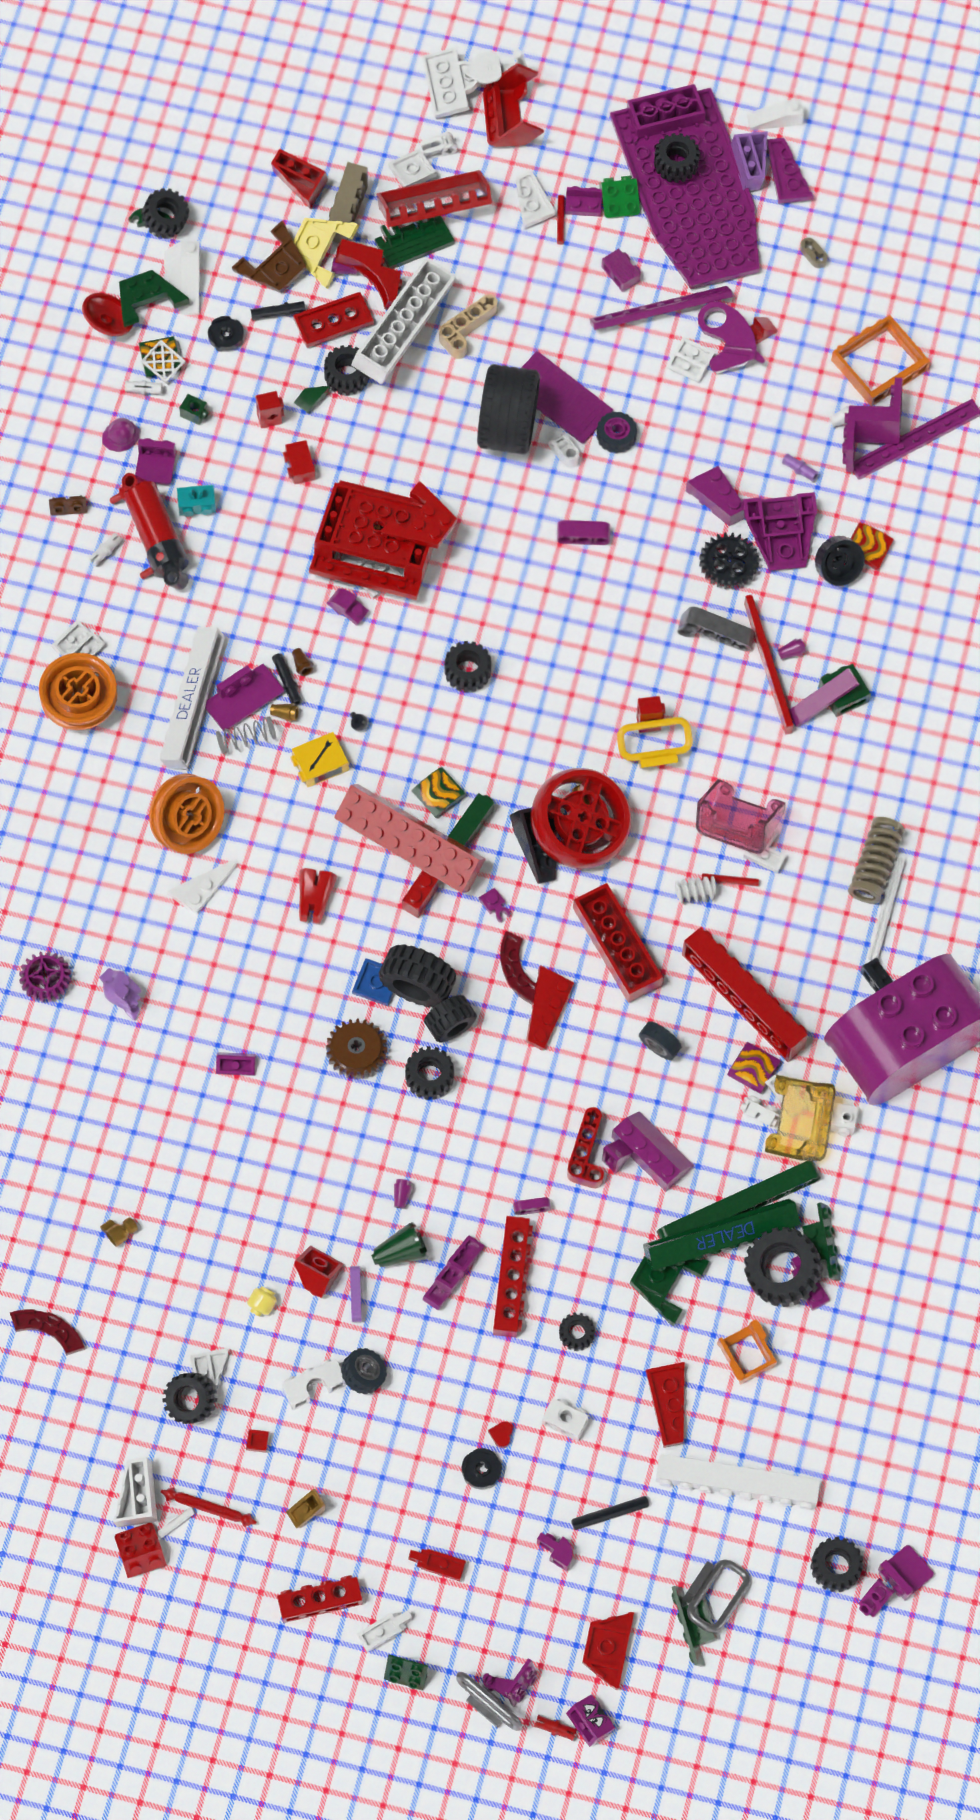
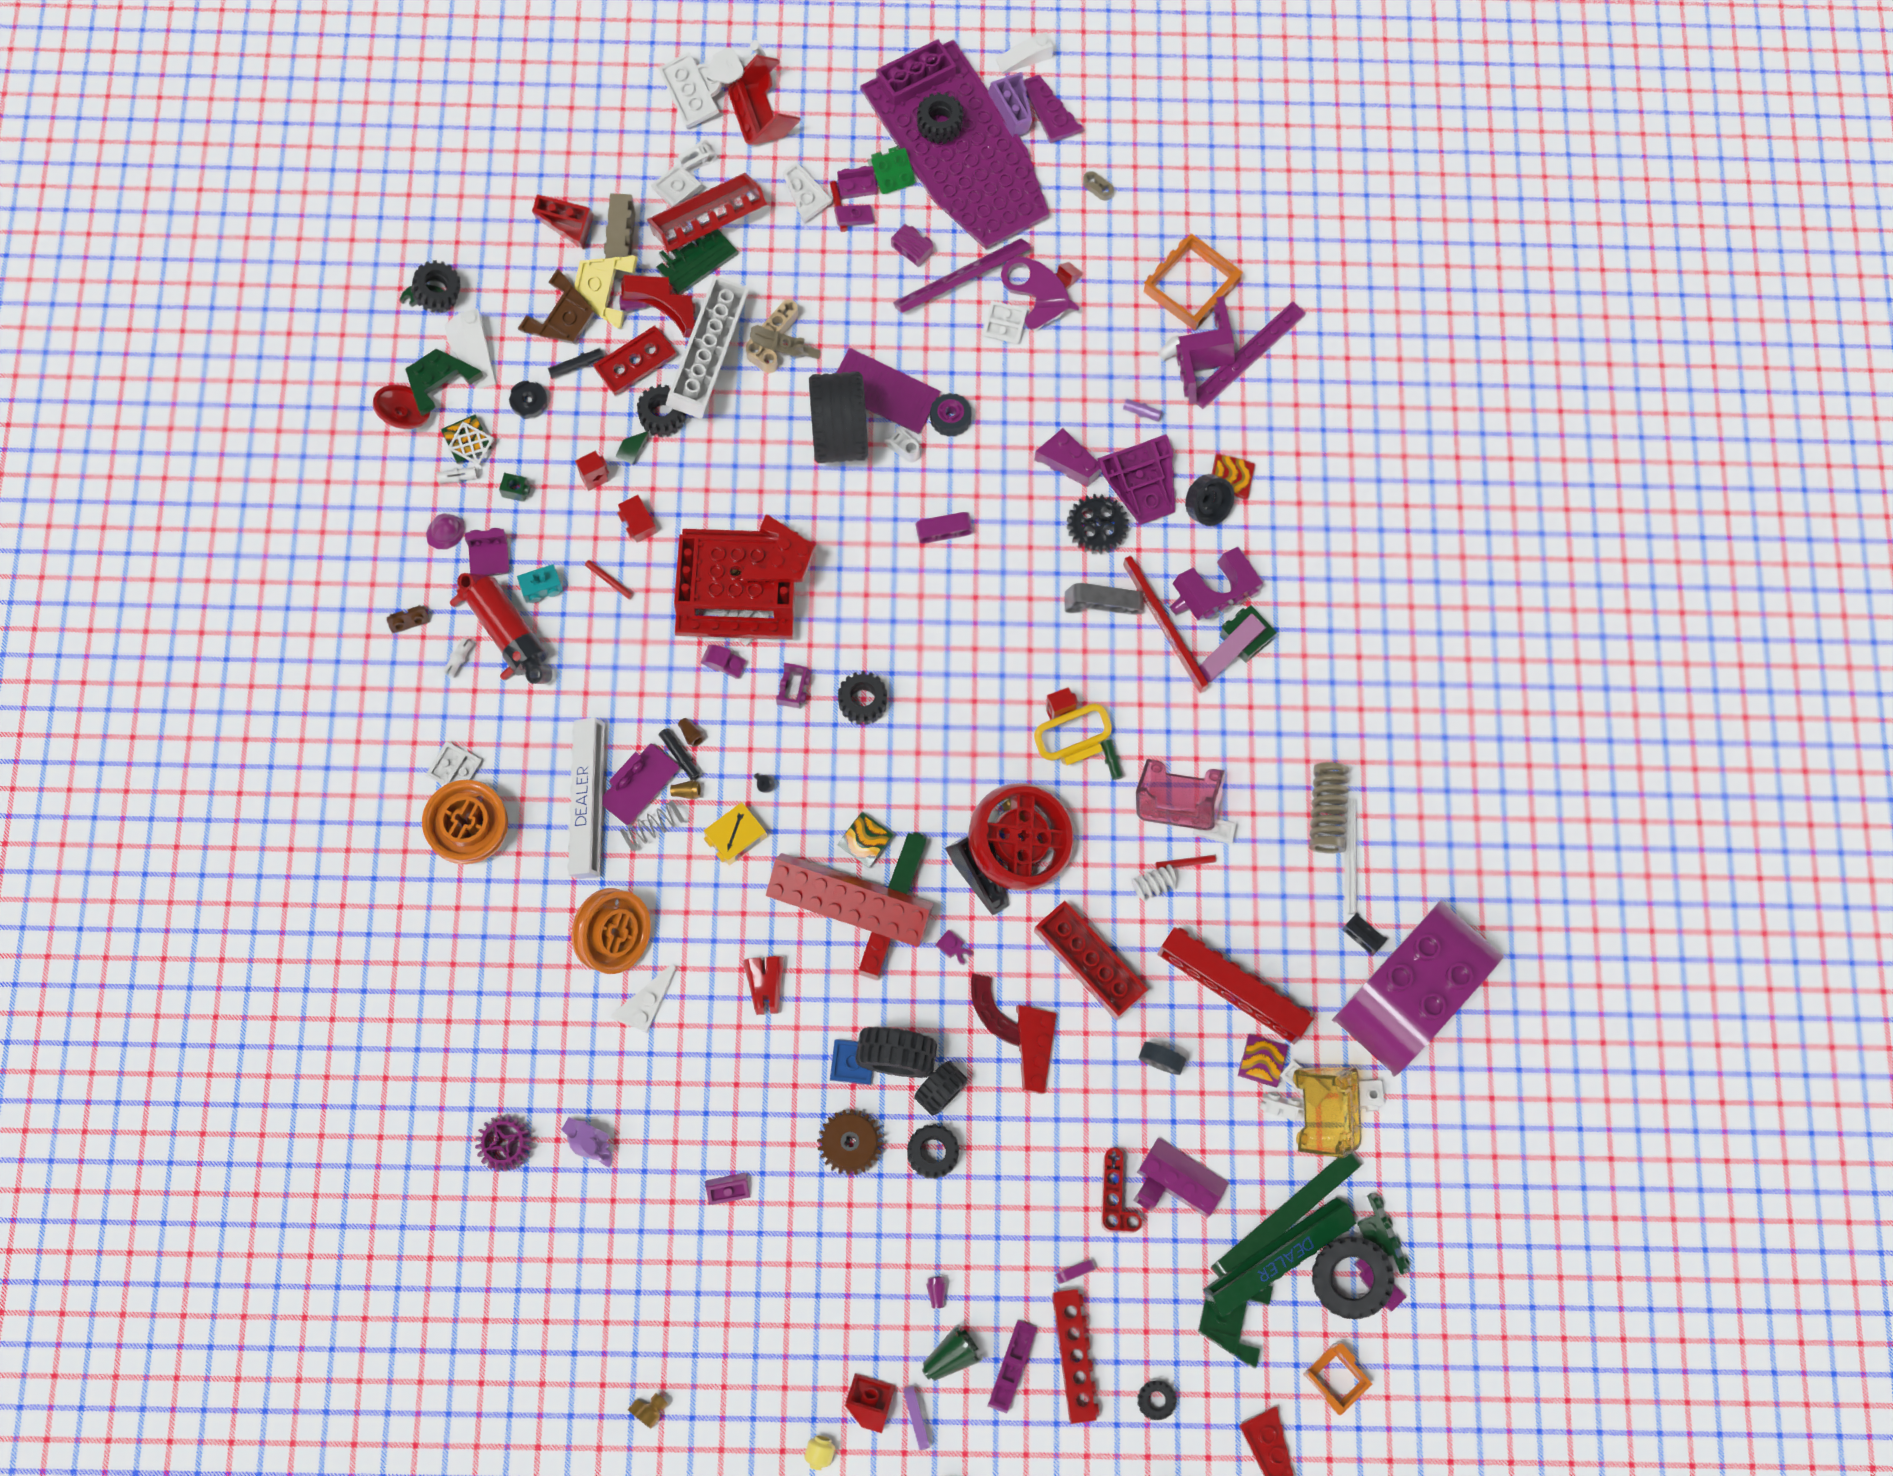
camera: 15 degrees left, 5 degrees up
(262, 513) = (608, 579): none -> red bar
(406, 642) = (792, 685): none -> magenta window
(467, 329) = (774, 341): none -> dark tan piece
(573, 230) = (853, 215): none -> magenta plate
(685, 773) = (1112, 759): none -> dark green pin
(811, 651) = (1205, 601): none -> magenta arch

